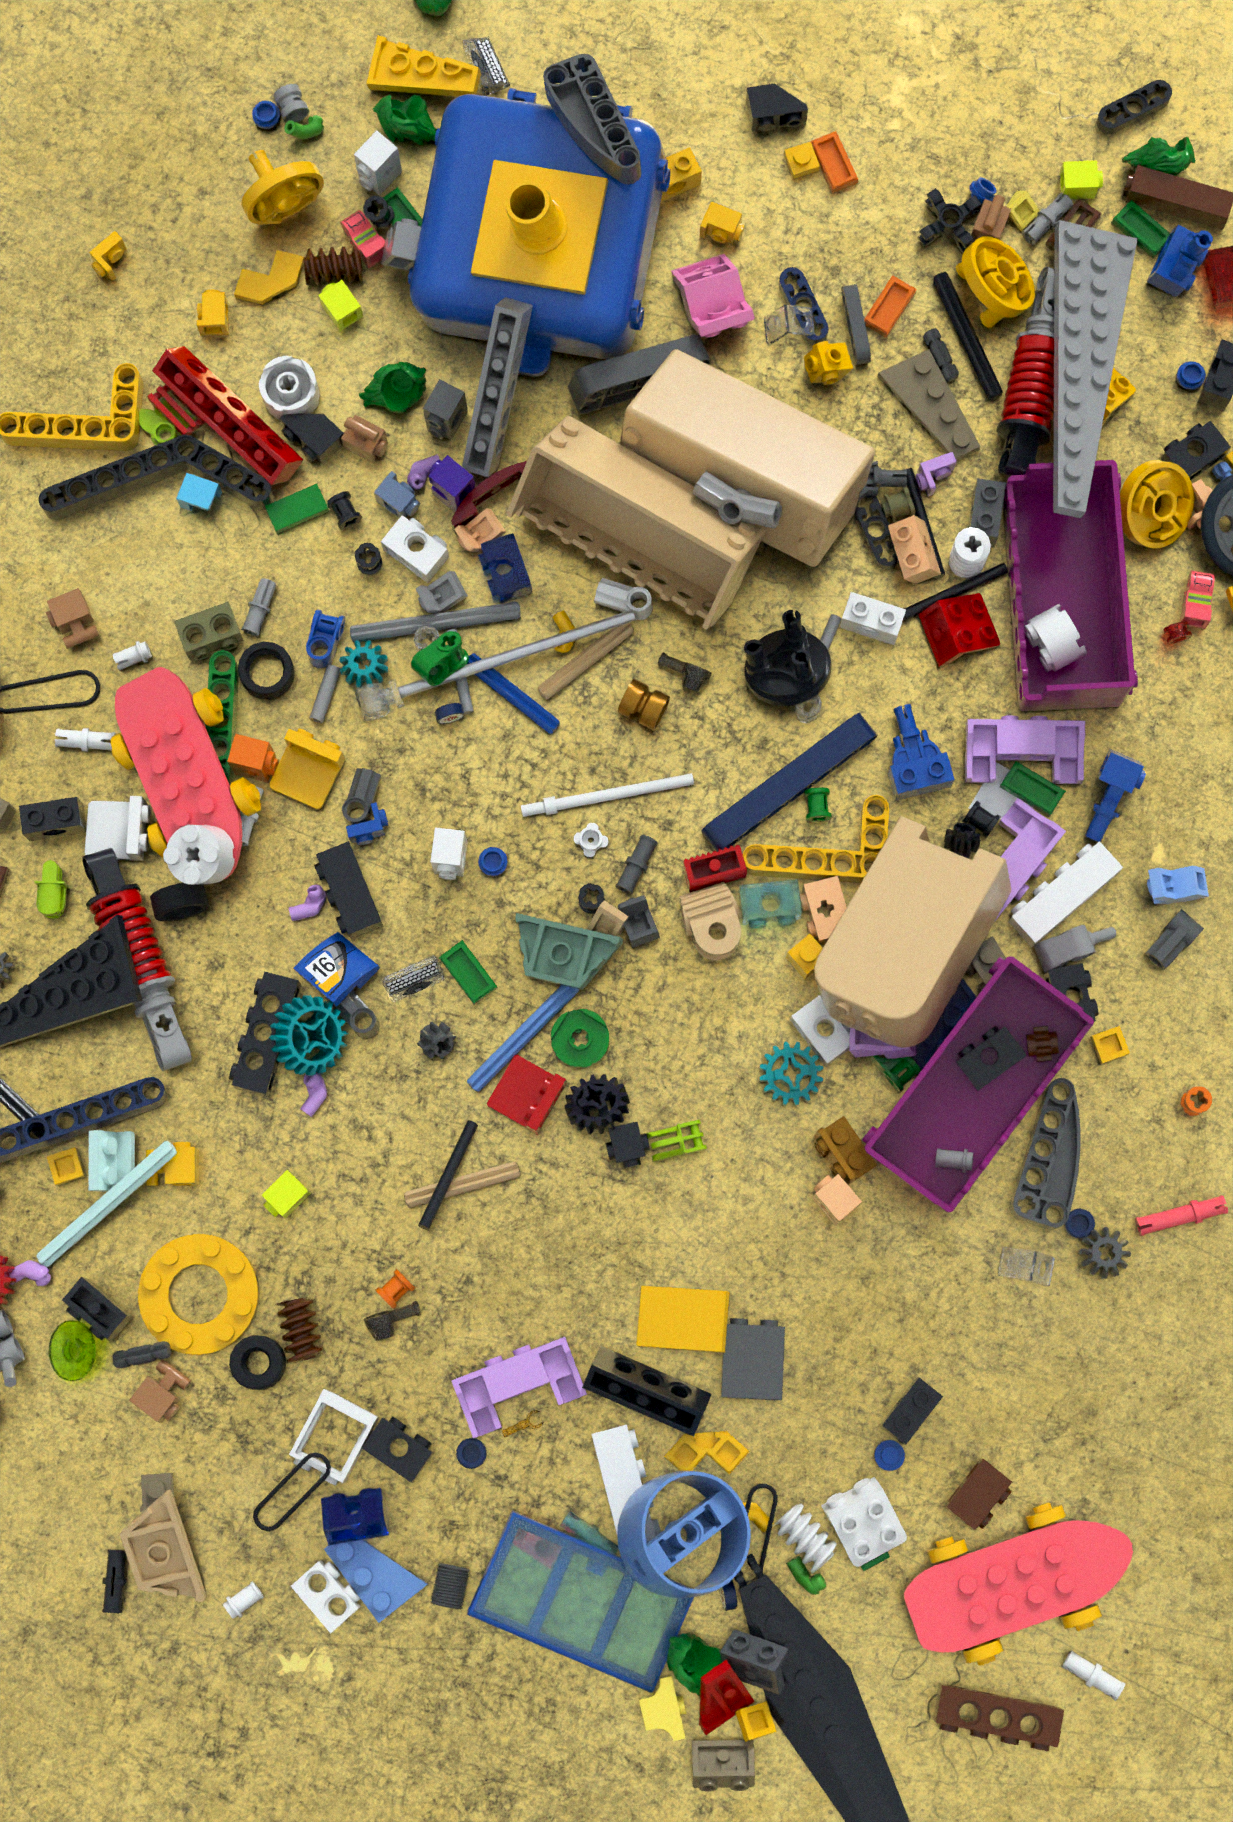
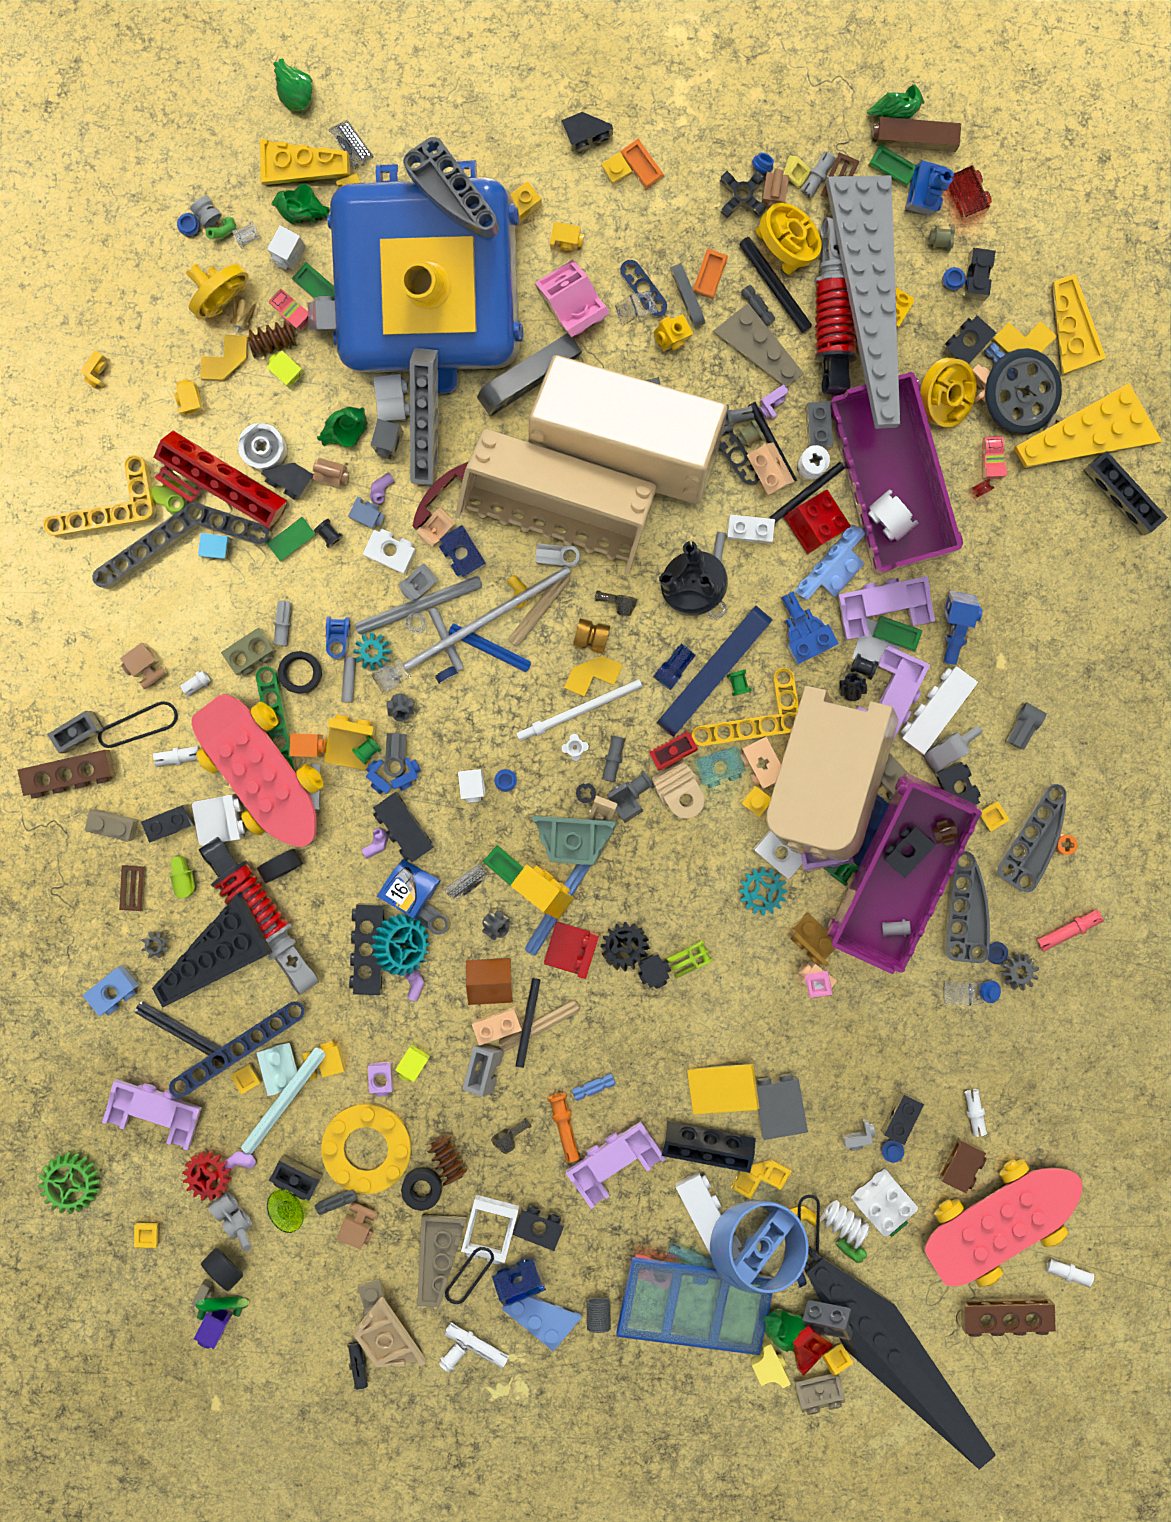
camera: 15 degrees left, 10 degrees up
(199, 854) = (287, 833): white brick -> none
(233, 1193) = (385, 1069): none -> lavender brick
(258, 1450) = (437, 1252): none -> dark tan wing
(277, 1590) = (469, 1341): none -> white pin
(297, 236) = (237, 319): none -> pearl gold piece
(320, 1601) = (507, 1346): white brick -> none
(326, 781) = (367, 749): none -> green bush
(331, 828) = (378, 782): none -> blue bracket
(333, 140) = (246, 234): none -> clear bush
(371, 210) = (290, 285): black bush -> none
(374, 1237) = (482, 1081): none -> light grey brick
(376, 560) = (350, 565): black bush -> none
(381, 739) = (400, 707): none -> dark grey gear
(395, 1289) = (508, 1113): orange bush -> none
(407, 1169) = (497, 1025): none -> light nougat brick
(410, 1113) = (489, 981): none -> dark orange slope
(440, 660) = (429, 638): green piece -> none
(450, 482) = (405, 496): dark purple brick -> none
(462, 364) = (390, 398): none -> white brick
(463, 1309) = (562, 1118): none -> orange pin
(471, 1453) = (592, 1217): dark blue tile -> none
(508, 1005) = (543, 890): none -> yellow brick
(514, 1281) = (593, 1087): none -> medium blue axle
(524, 1424) = (624, 1188): clear yellow hand -> none
(575, 1022) = (589, 904): green plate -> none
(644, 748) = (582, 674): none -> yellow tile
(663, 904) = (640, 784): none -> dark grey bush
(734, 771) = (672, 670): none -> clear blue piece
(751, 508) = (631, 474): light grey piece -> none
(837, 1198) = (818, 984): none -> bright pink tile
(843, 1430) = (858, 1140): none -> light grey bracket
(971, 690) = (836, 567): none -> light blue bracket
(1010, 1428) = (975, 1112): none -> white pin
(1061, 1271) = (990, 991): none -> blue plate
(1080, 179) = (837, 137): neon yellow brick -> none
(1141, 96) = (851, 71): black beam -> none
(1160, 1098) = (1040, 847): none -> dark grey beam
(1177, 885) = (1020, 685): light blue brick -> none
(1185, 323) = (942, 238): none -> olive brick

